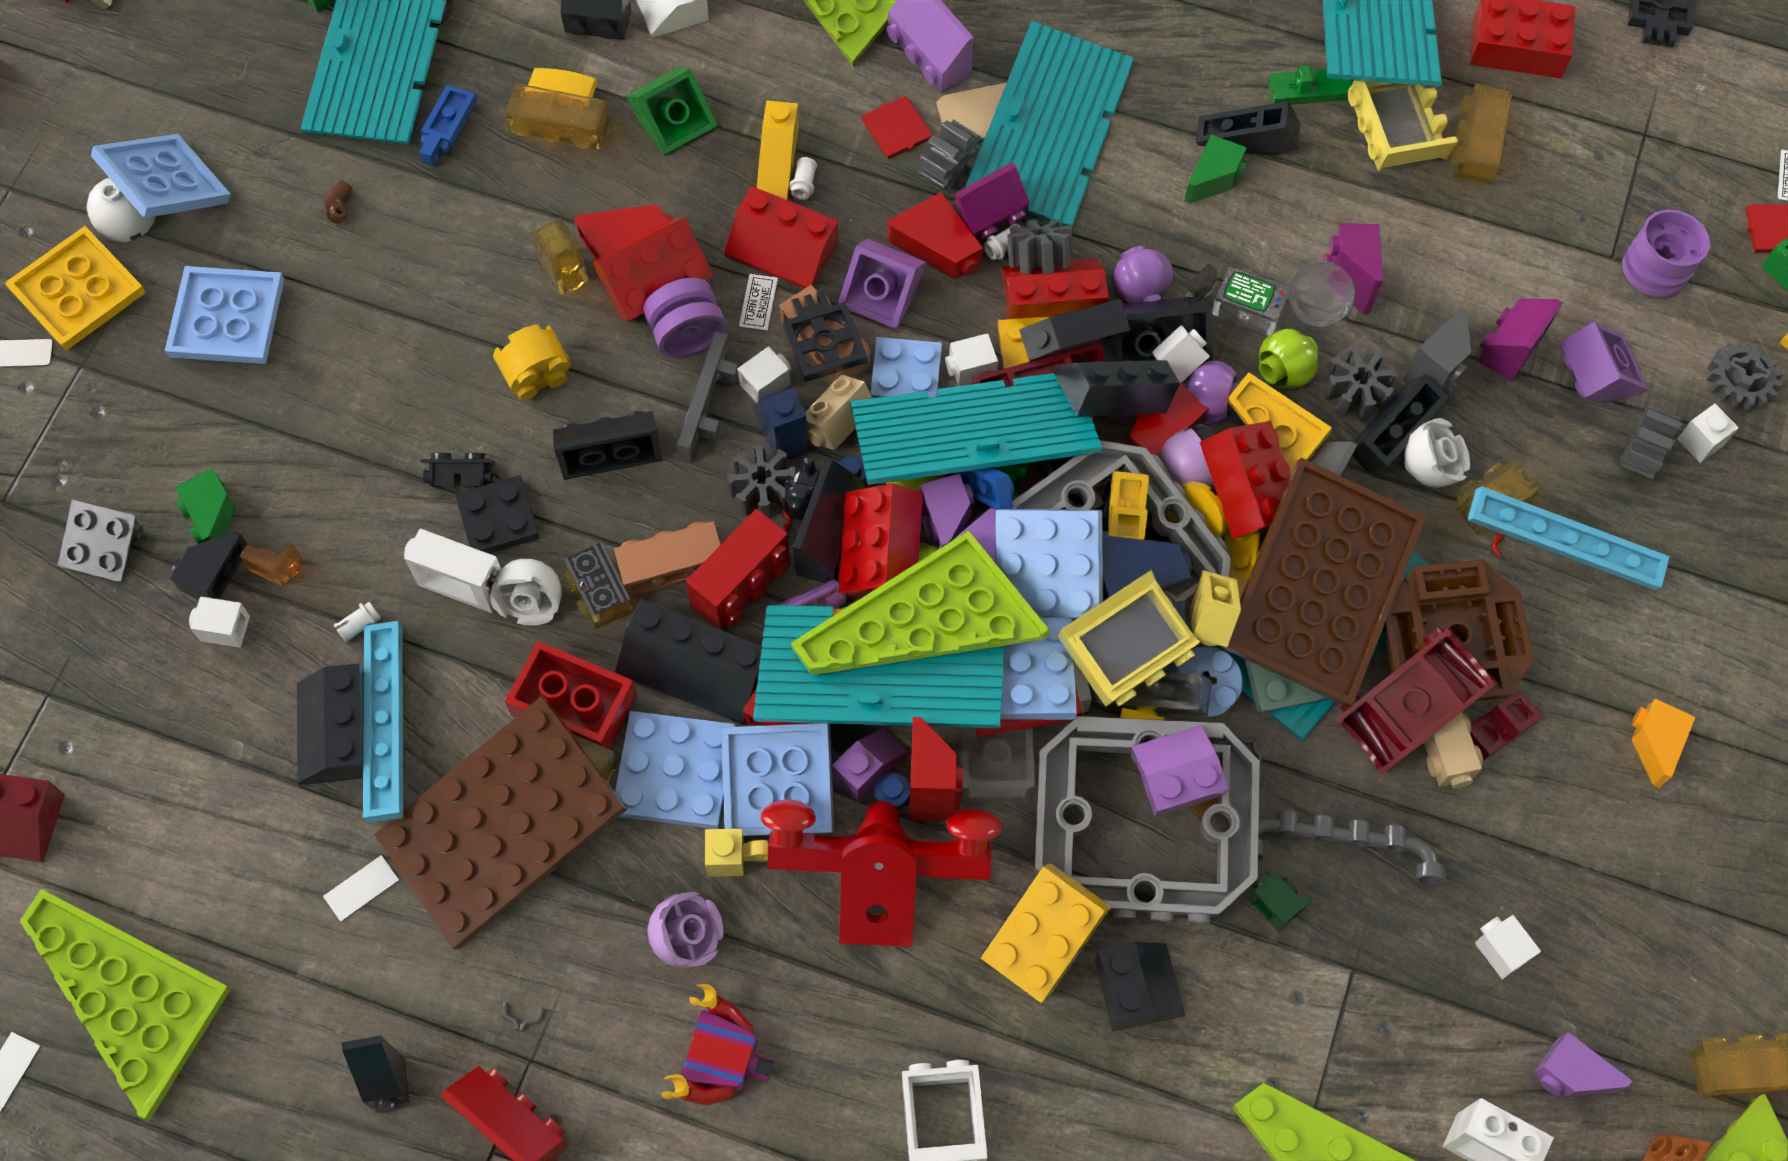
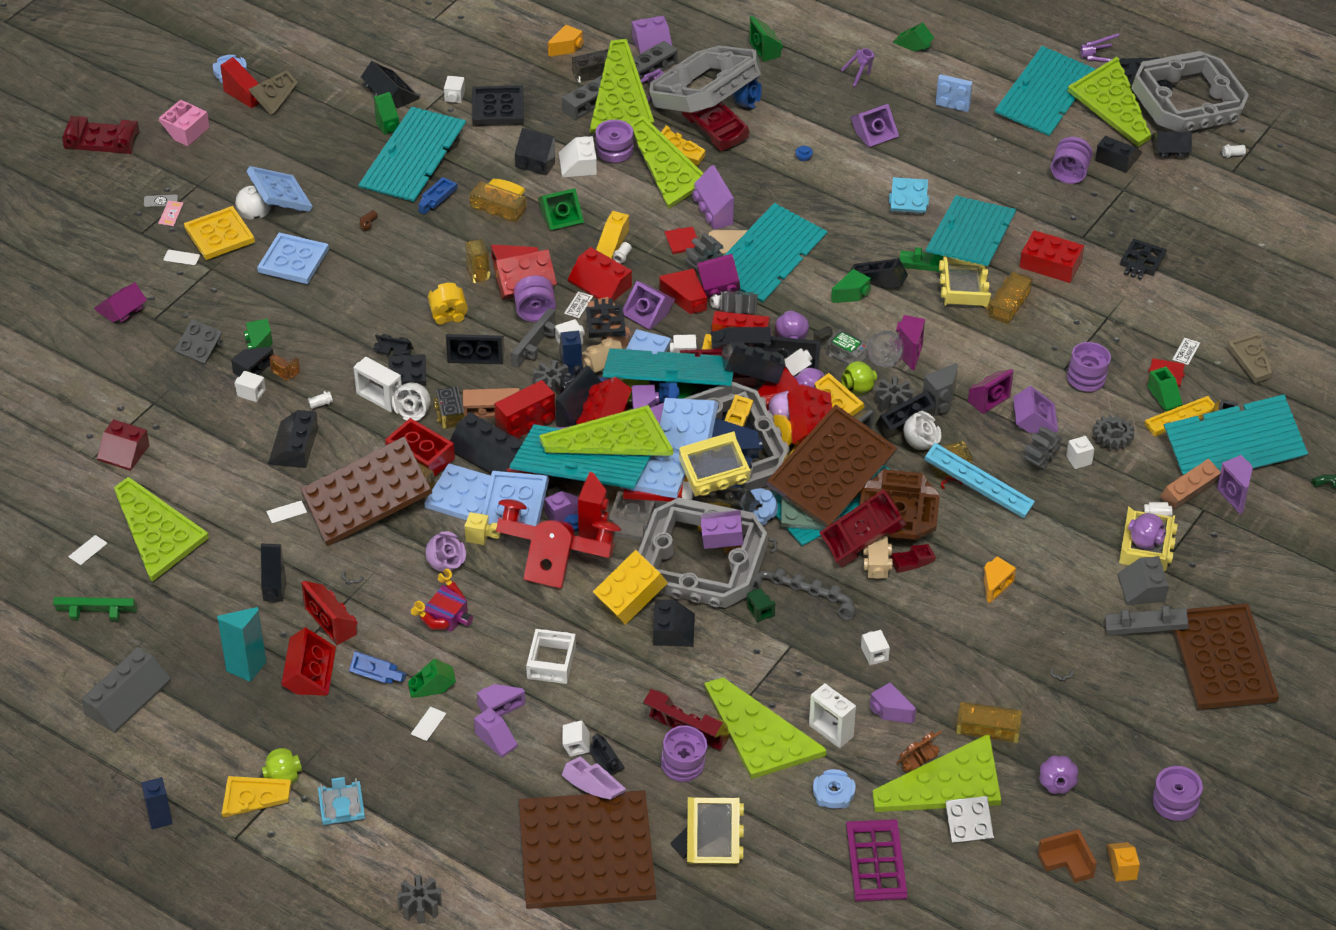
camera: 15 degrees right, 20 degrees down
(383, 722) = (320, 441): medium azure plate -> none
(1215, 609) = (766, 463): light yellow brick -> none

